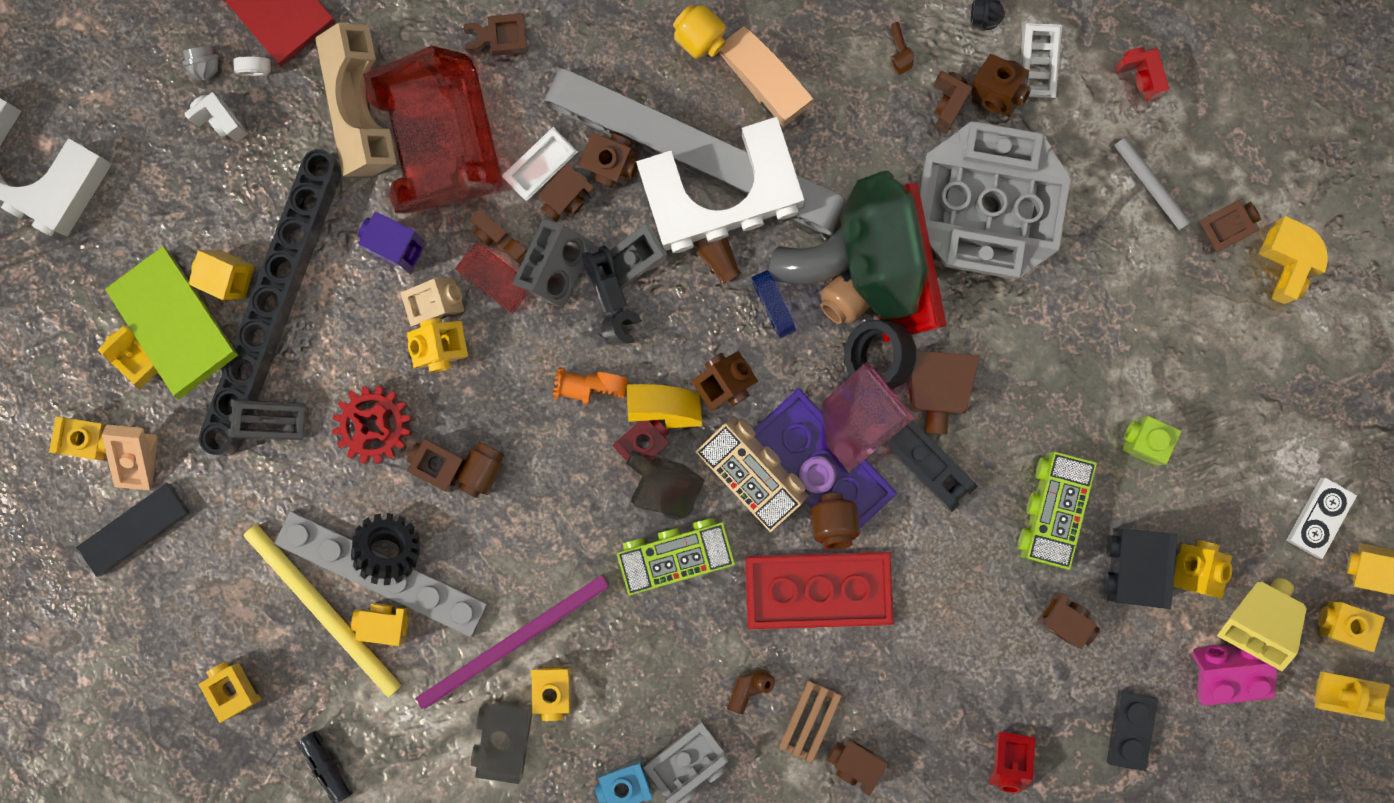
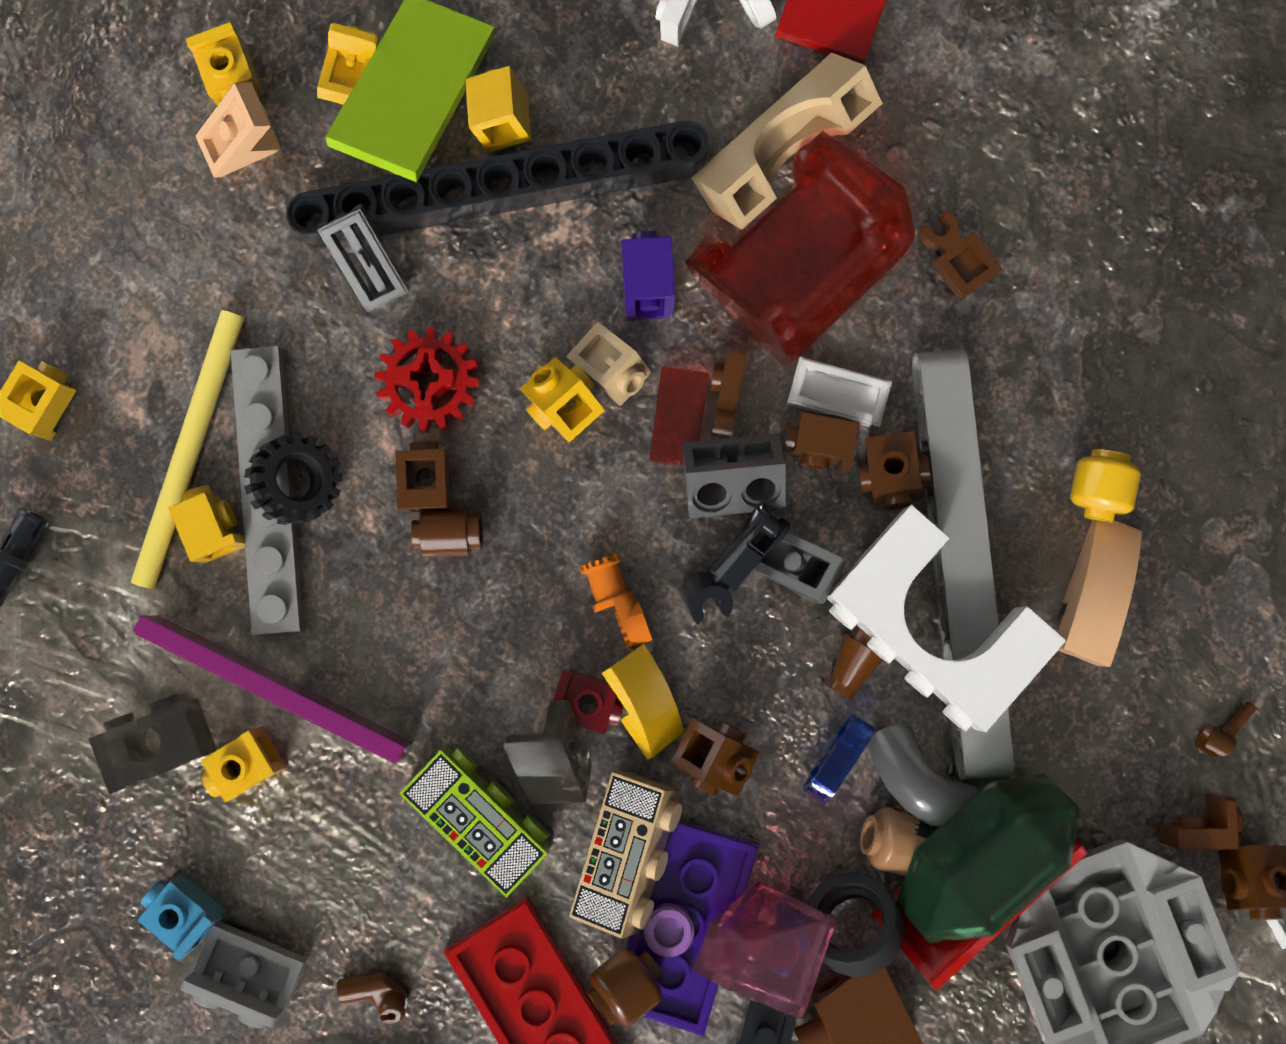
camera: 60 degrees right, 0 degrees up
(133, 530) = (158, 185): black tile -> none

